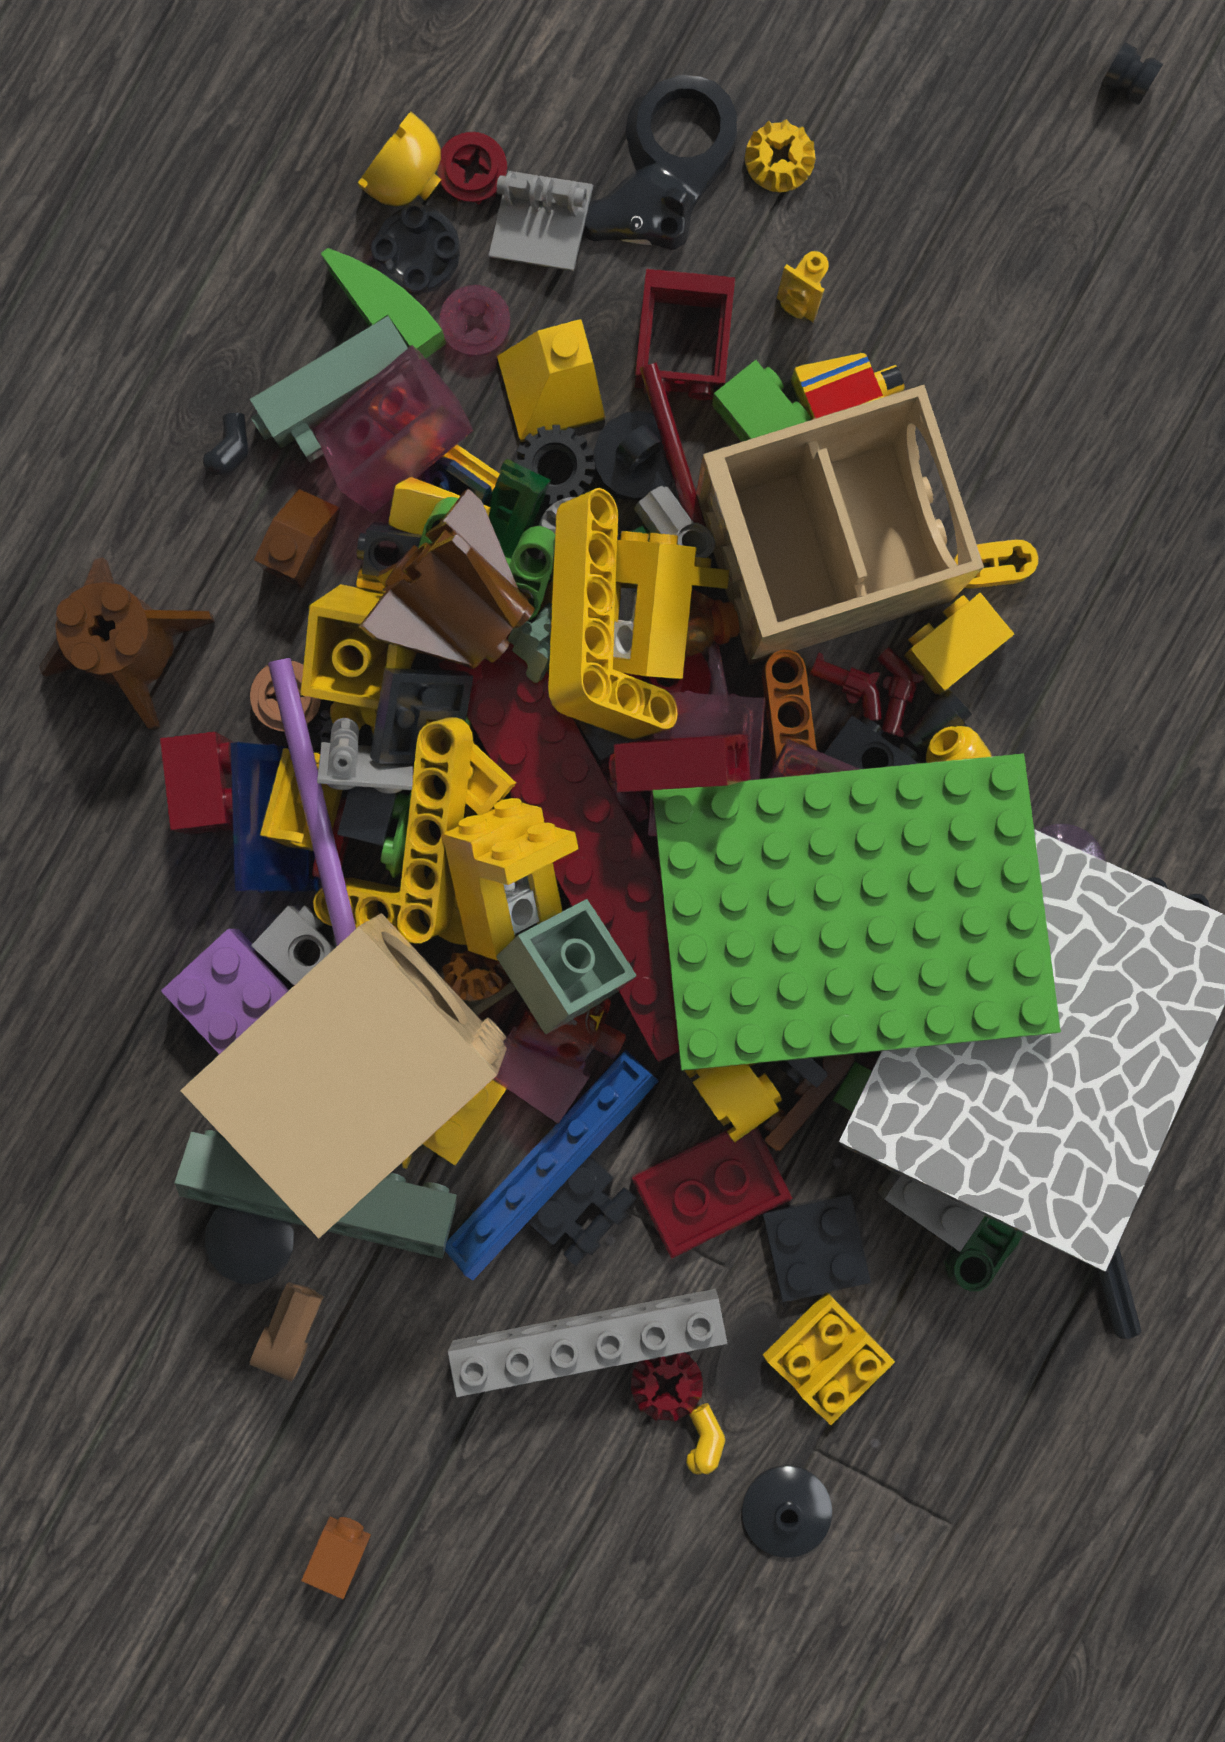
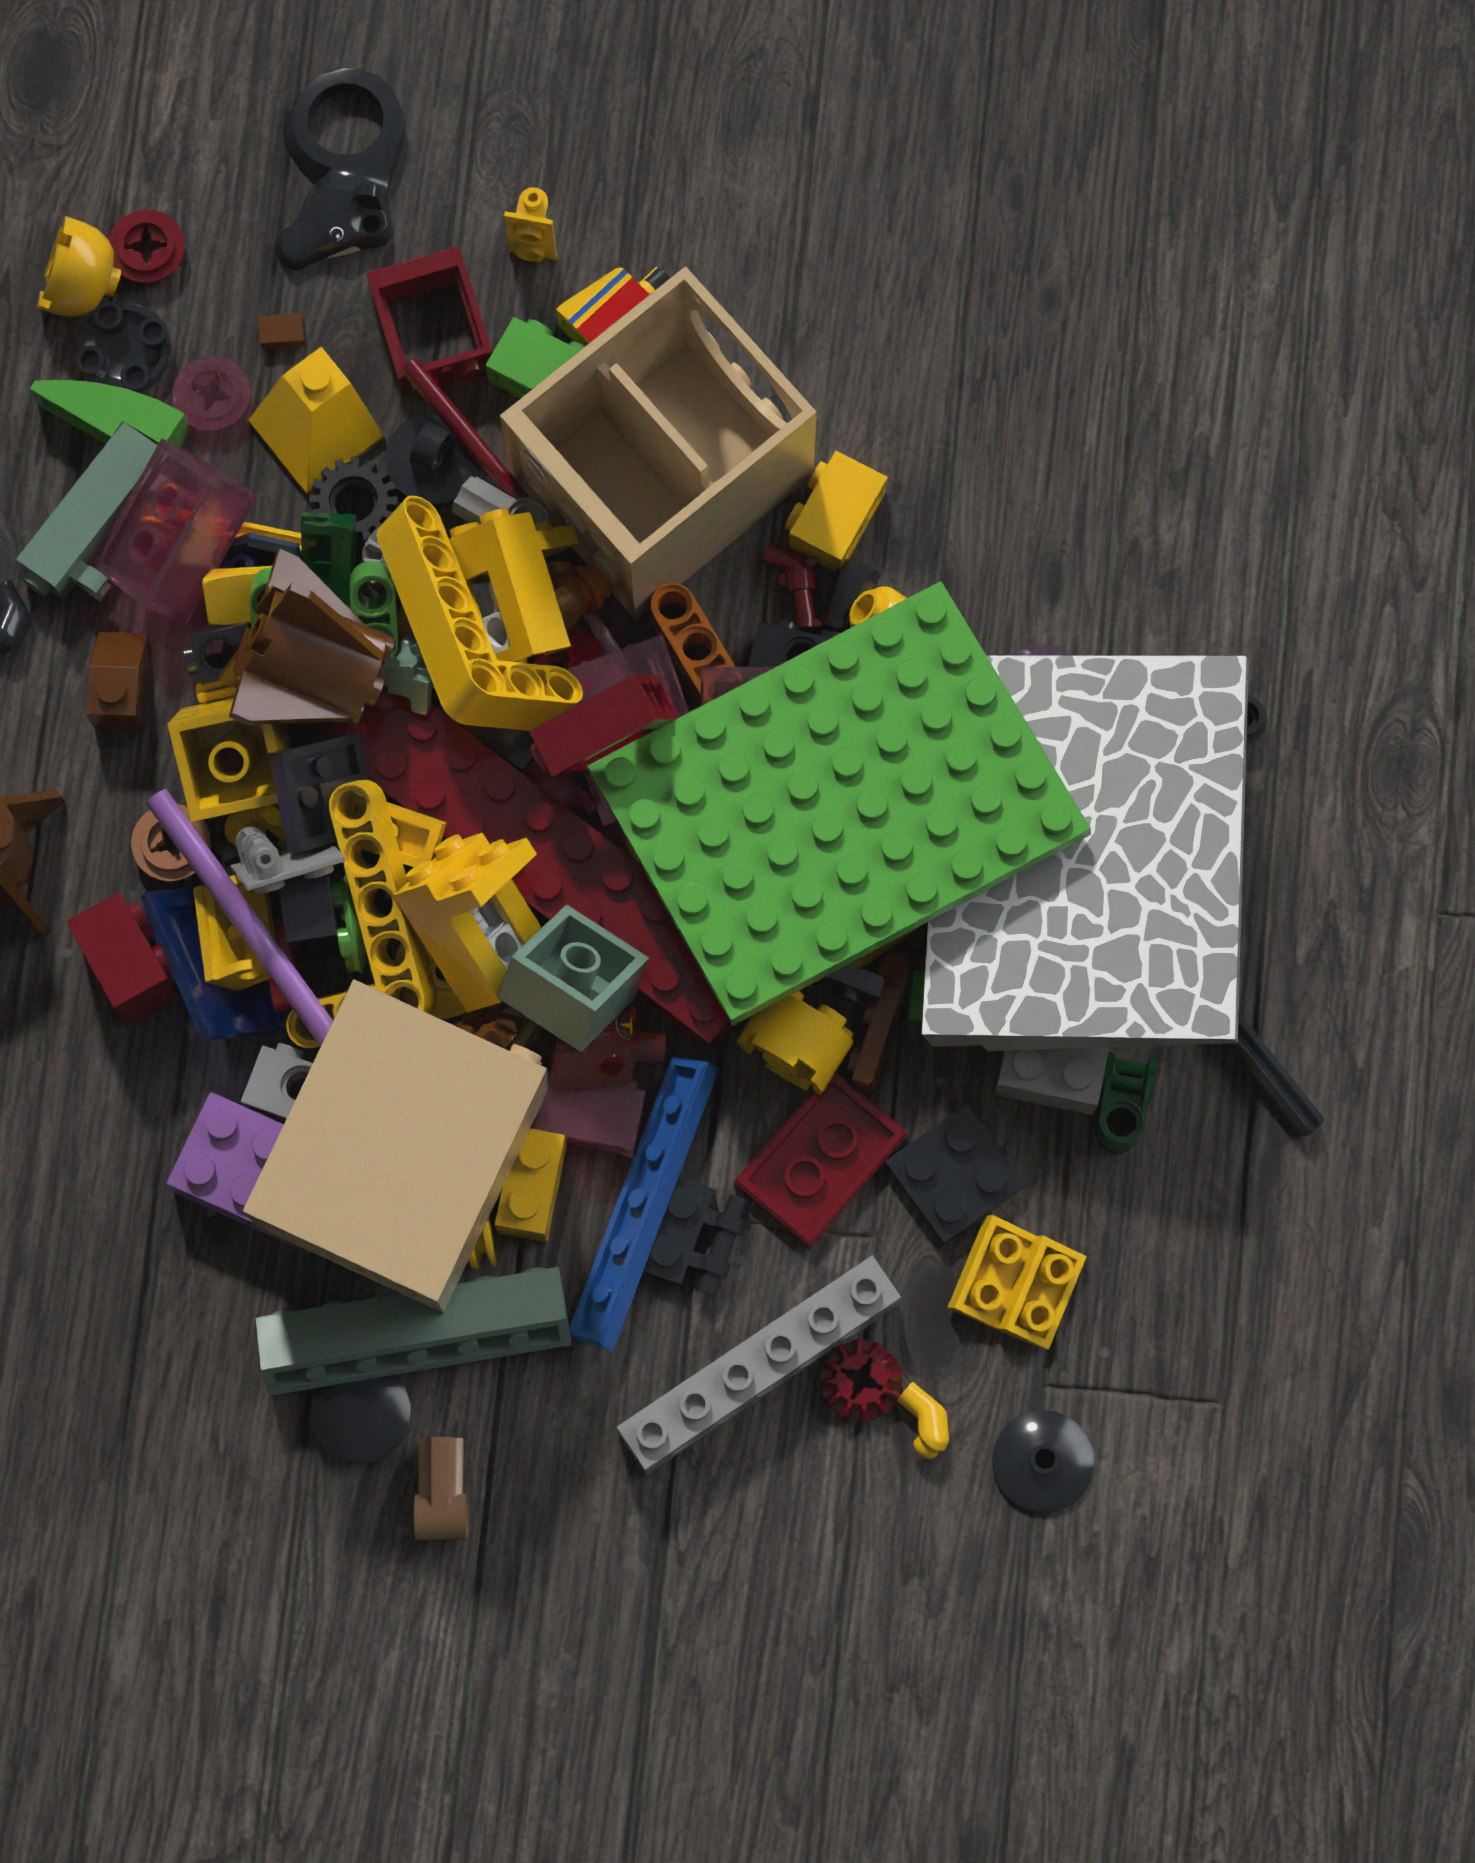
camera: 25 degrees left, 10 degrees down
(336, 1556) = (589, 1699): dark orange brick -> none
(540, 220) = (237, 270): light grey hinge -> none
(556, 289) = (281, 330): none -> reddish brown piece
(782, 175) = (464, 130): yellow gear -> none
(853, 683) = (749, 593): dark red piece -> none
(1006, 574) = (851, 428): yellow beam -> none

